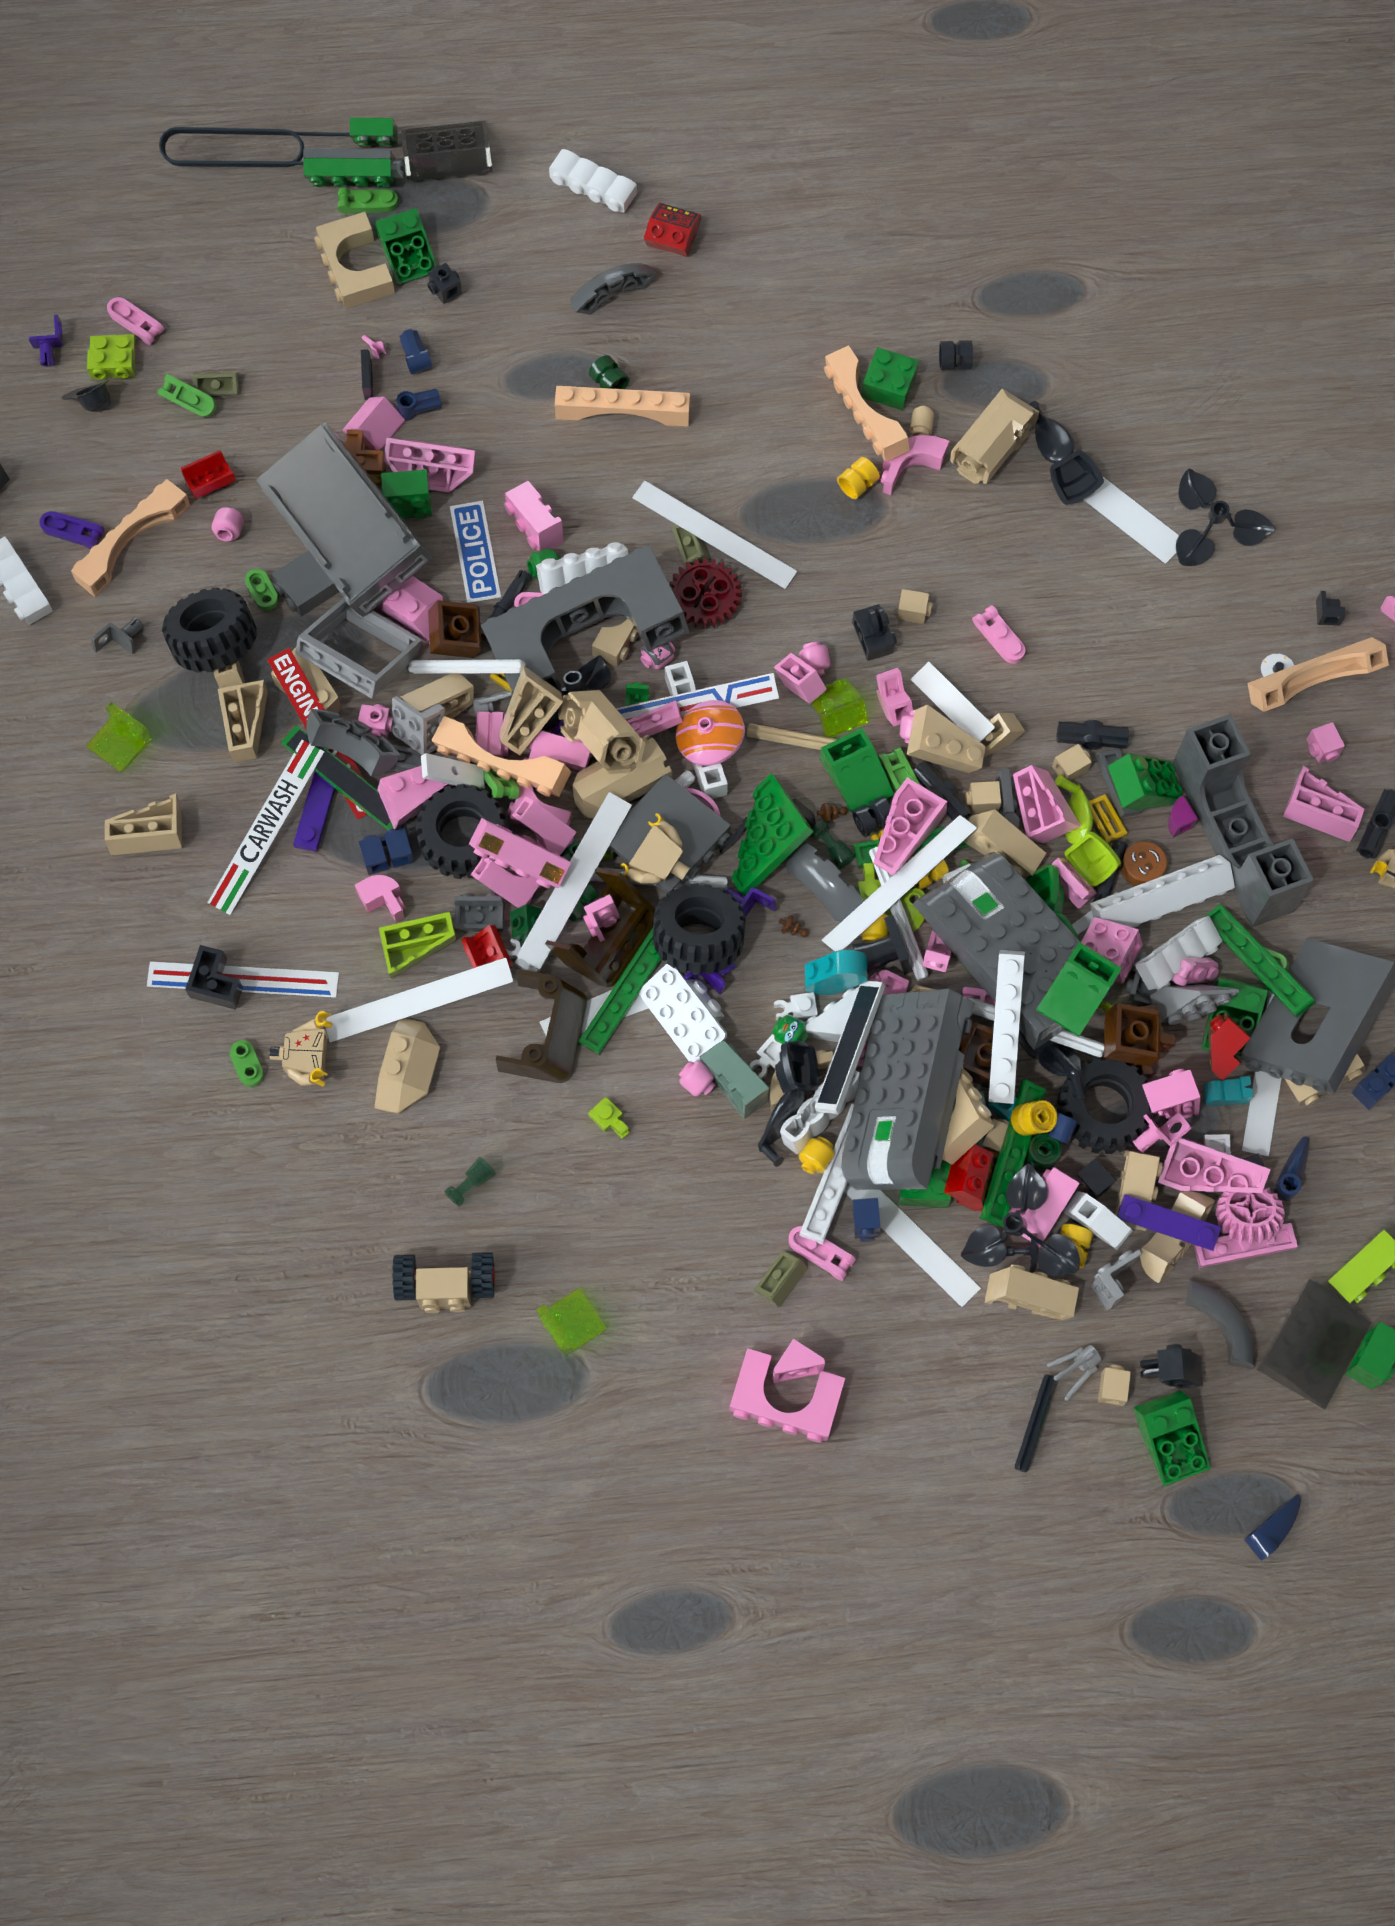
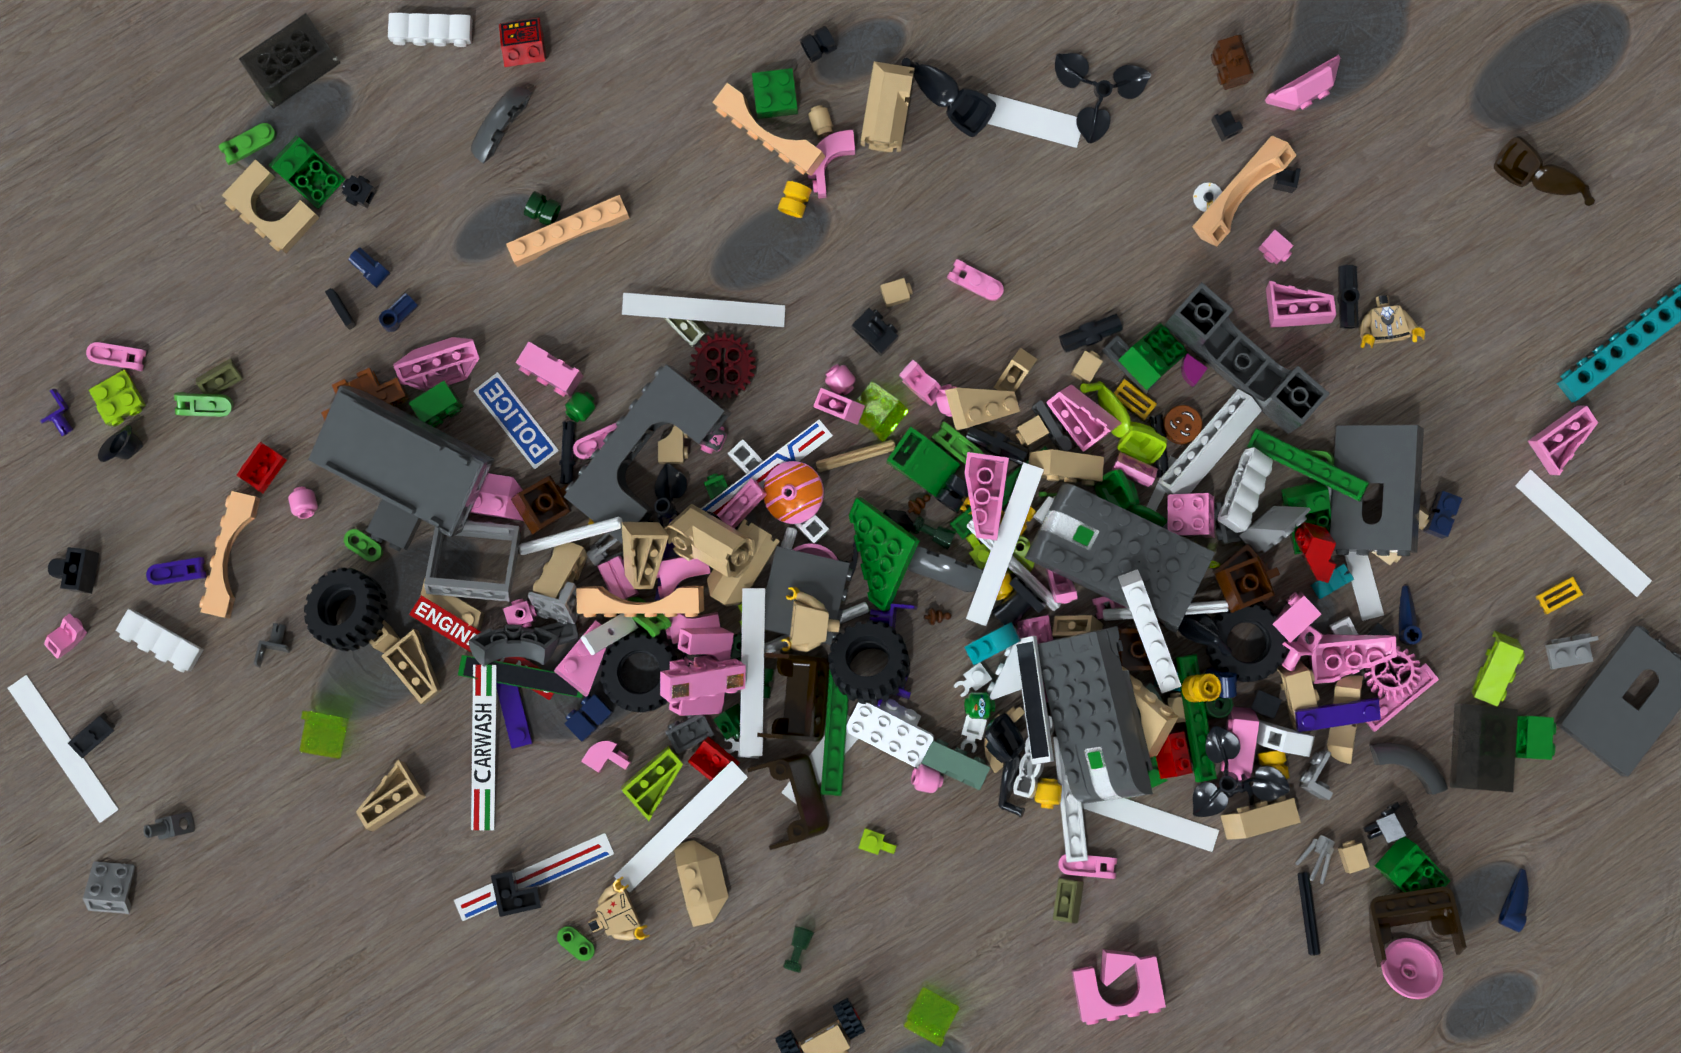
camera: 25 degrees left, 15 degrees up
(320, 165) = (194, 134): piece -> none
(376, 347) = (333, 278): bright pink hand -> none
(378, 422) = (371, 349): bright pink slope -> none
(559, 572) = (614, 399): white brick -> none
(600, 914) = (787, 687): bright pink bracket -> none
(866, 1219) = (1112, 827): dark blue piece -> none
(952, 702) = (968, 363): white sticker -> none
(1078, 989) = (1193, 579): green slope -> none
(1122, 1535) = (1419, 962): none -> bright pink dish
(1153, 1472) = (1414, 907): none -> dark brown windscreen
(1196, 971) = (1265, 499): bright pink plate -> none
(1363, 551) = (1231, 62): none -> reddish brown hinge
(1366, 687) = (1287, 180): none -> black panel

